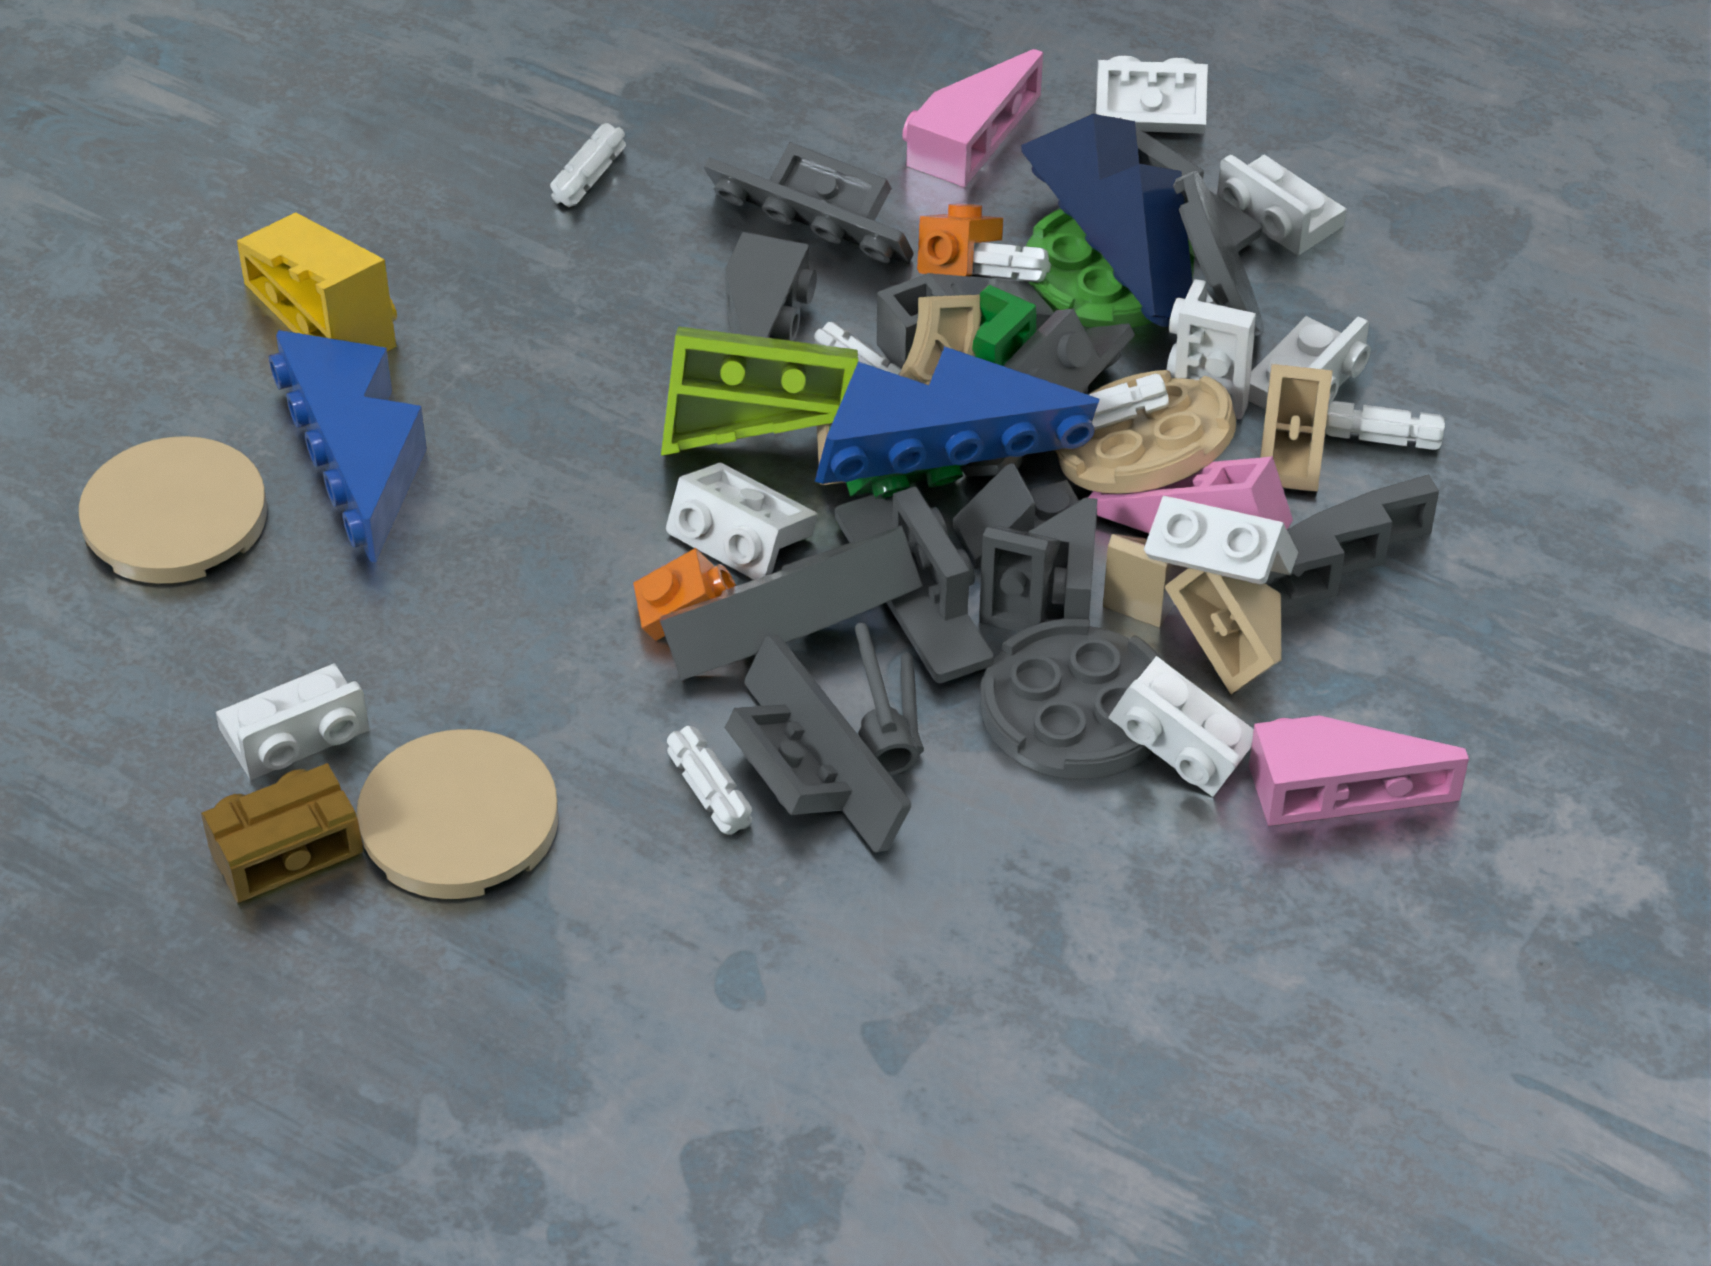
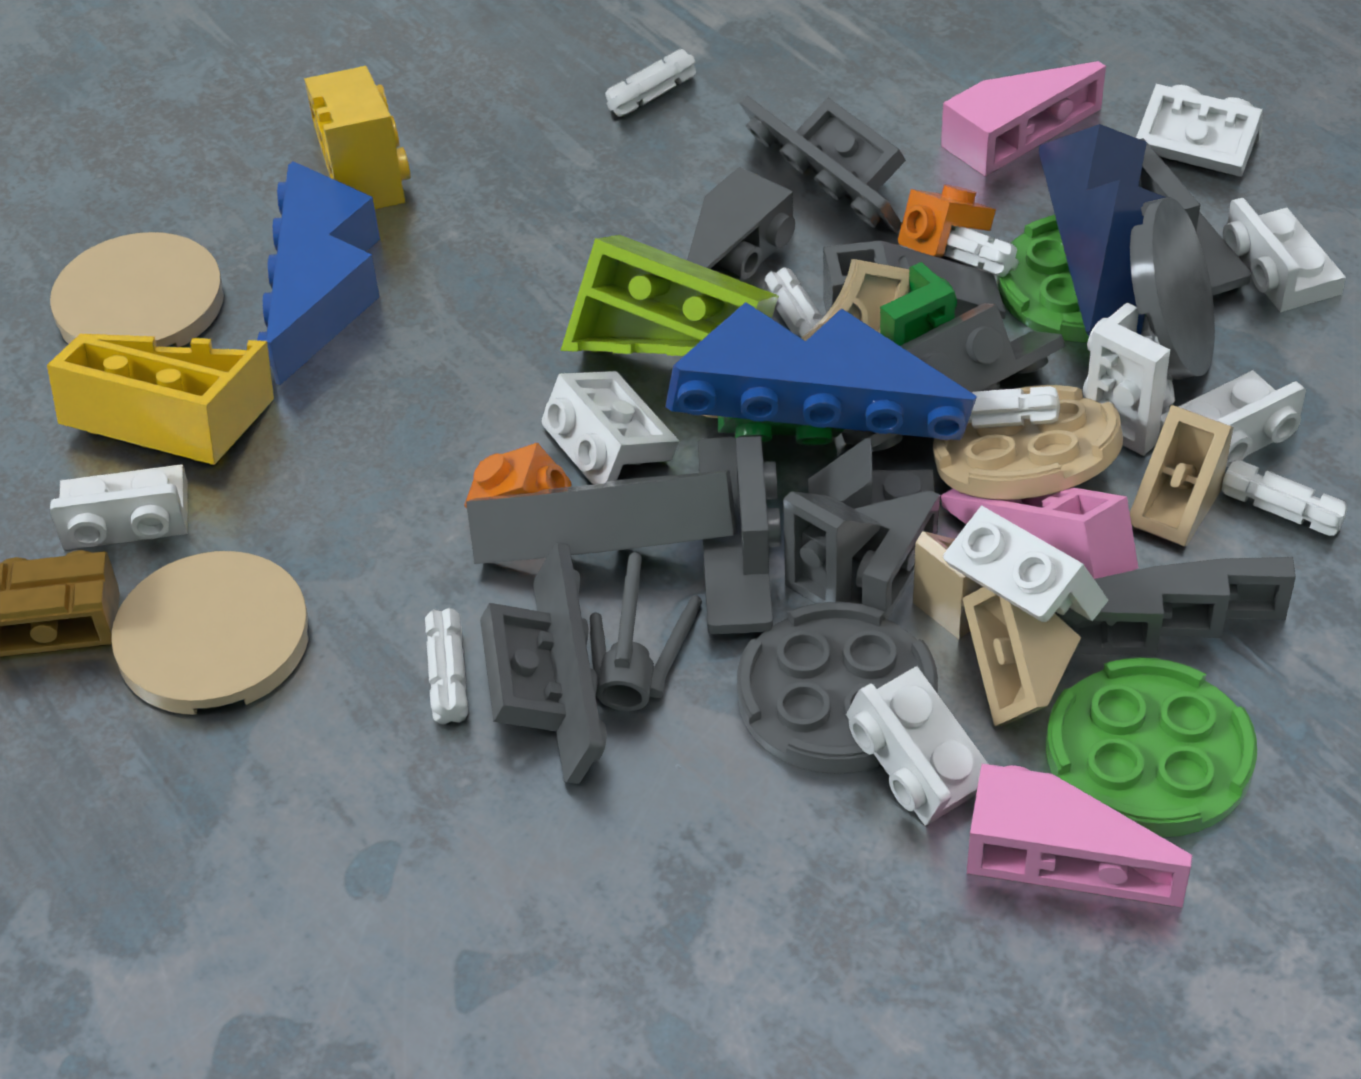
camera: 25 degrees right, 0 degrees up
(275, 600) = (160, 396): none -> yellow wedge
(1374, 667) = (1154, 744): none -> bright green tile

